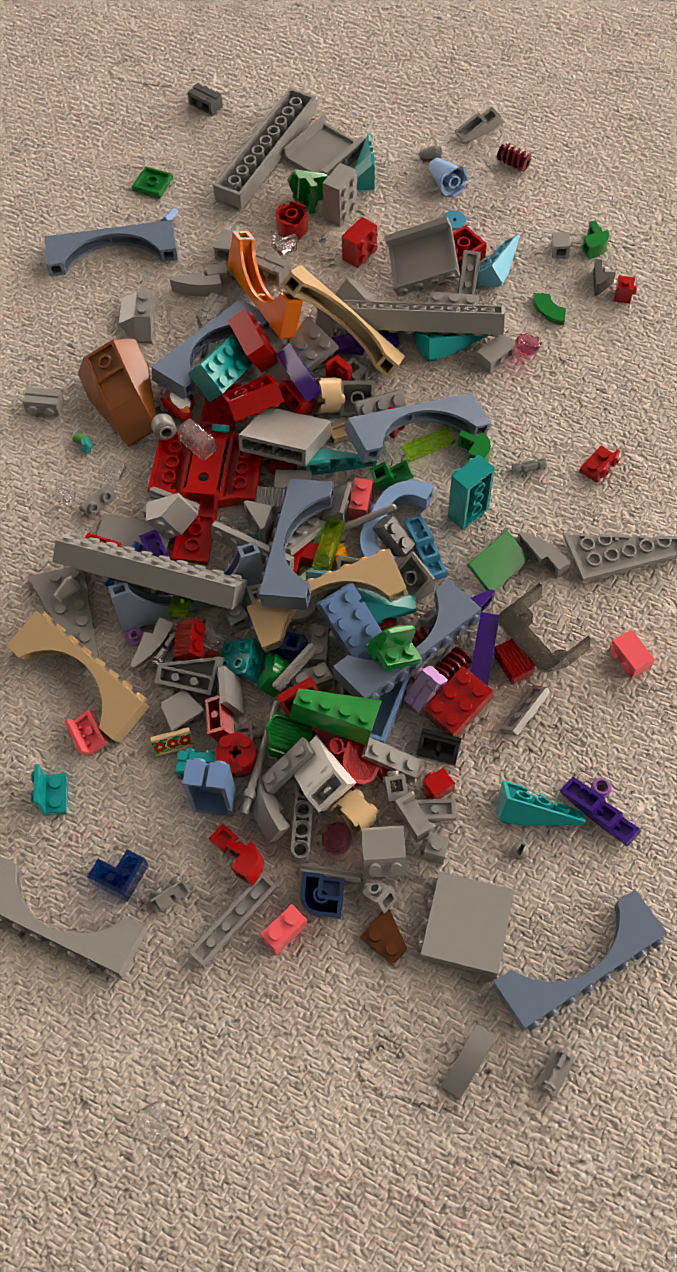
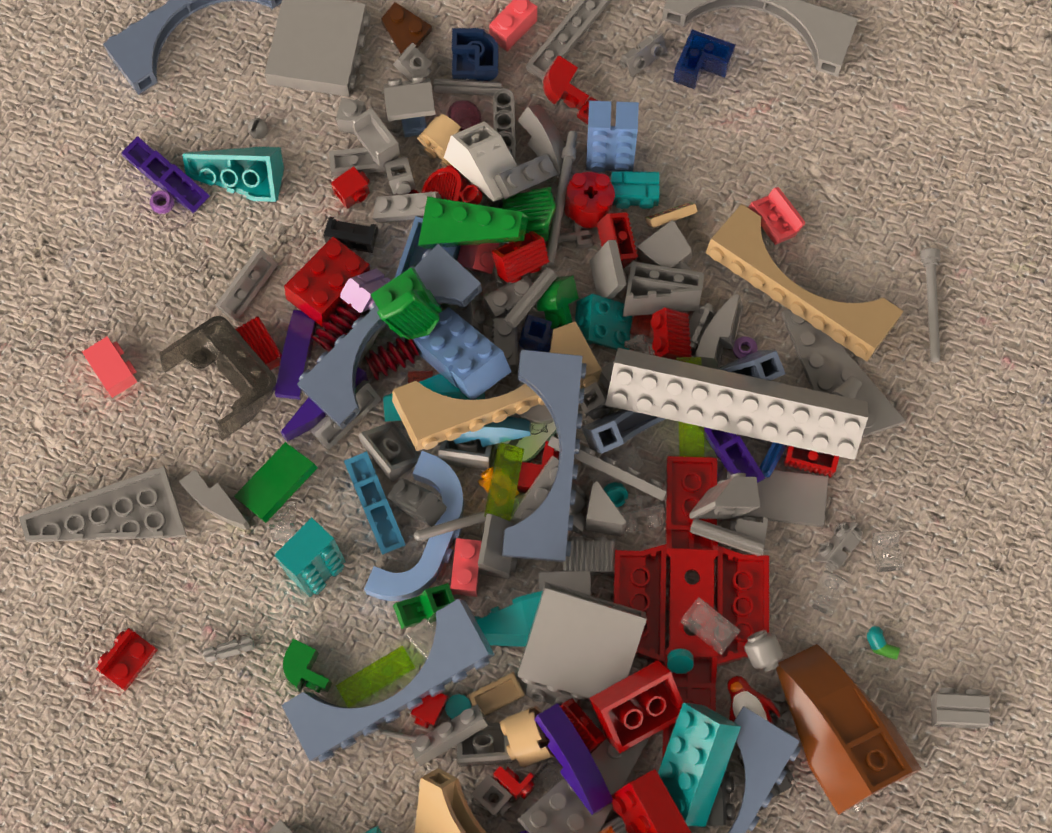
camera: 175 degrees right, 10 degrees up
(49, 792) = (803, 145): teal bracket -> none

